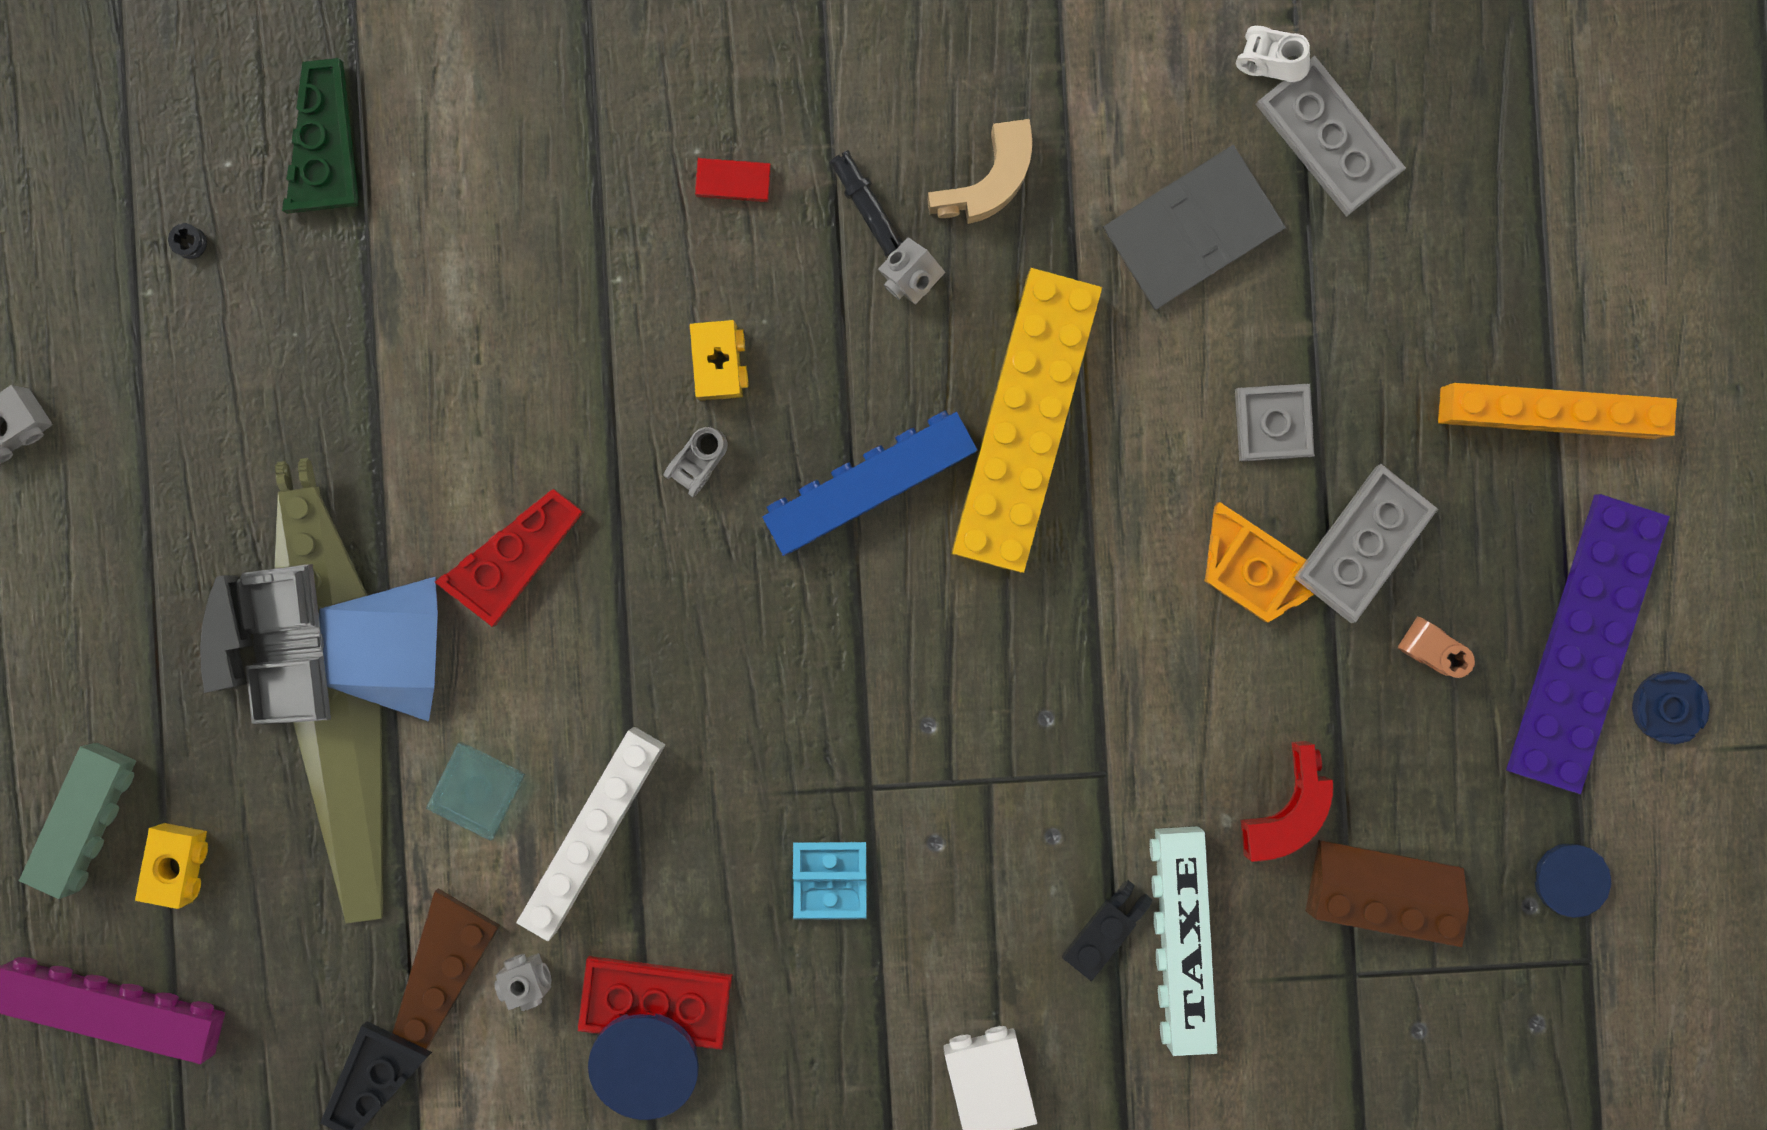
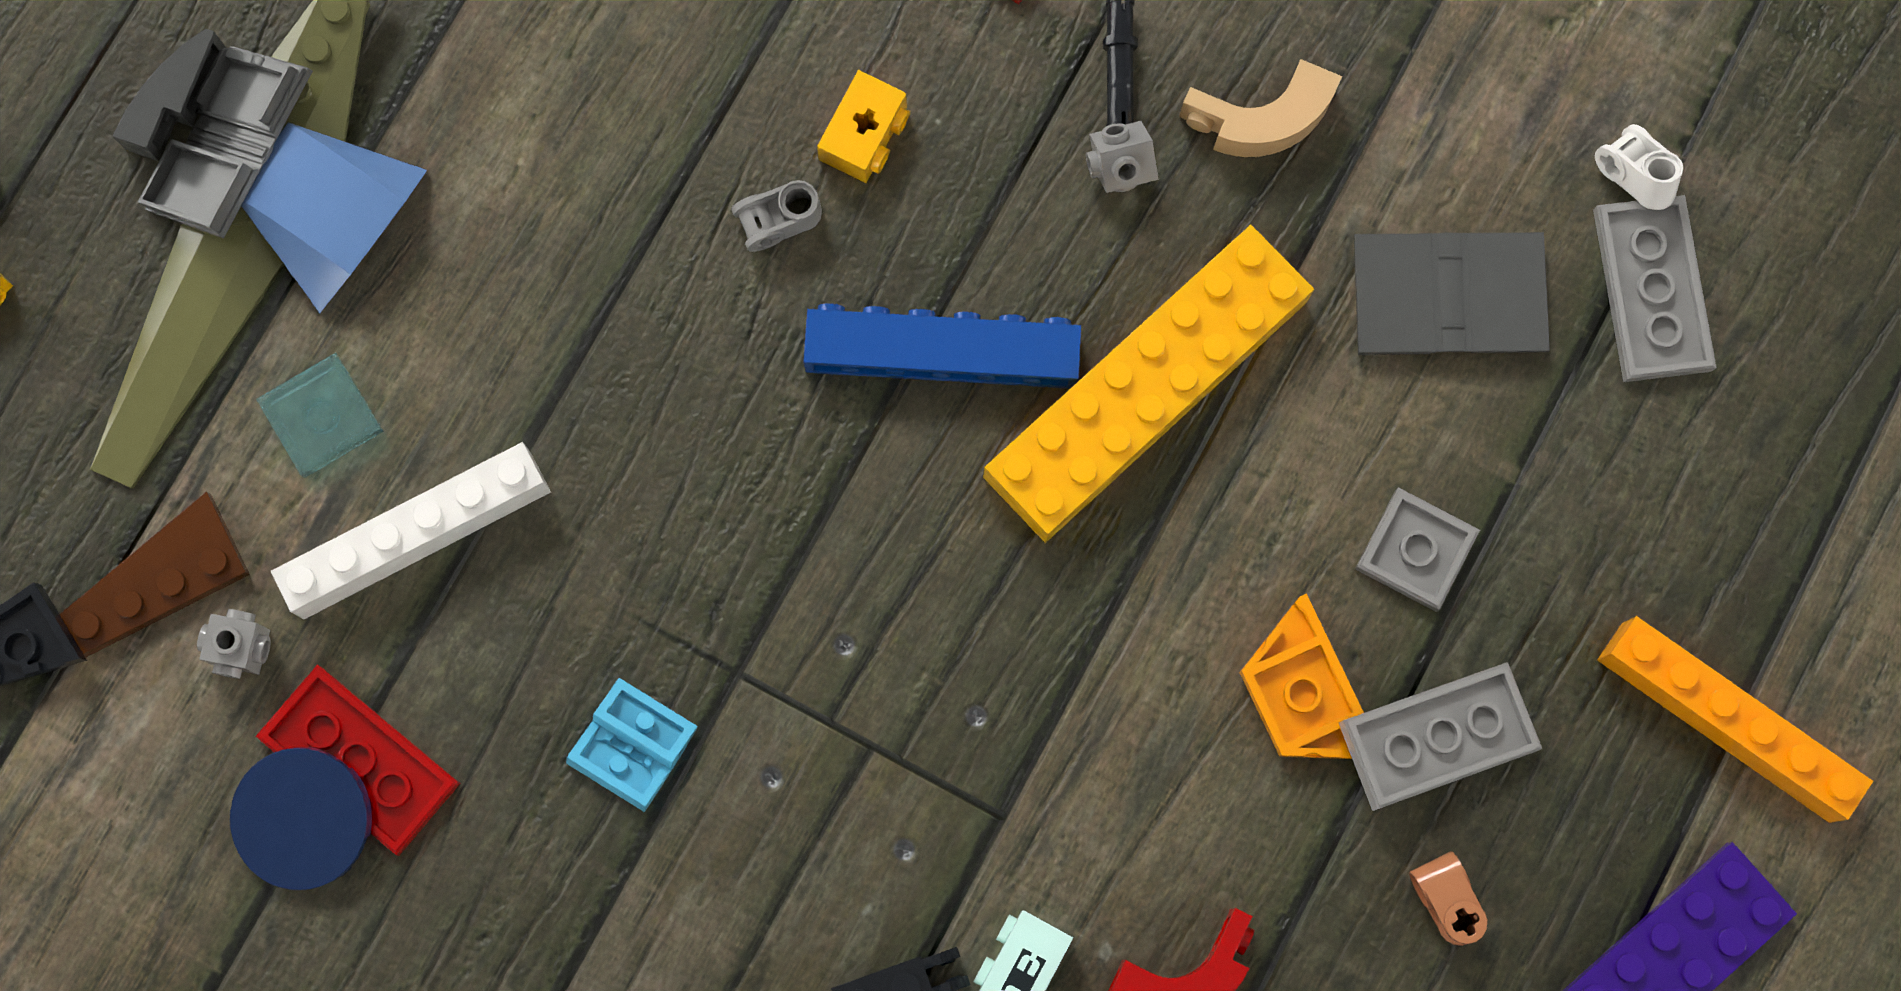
camera: 25 degrees right, 10 degrees down
(506, 564) = (510, 200): red wing -> none

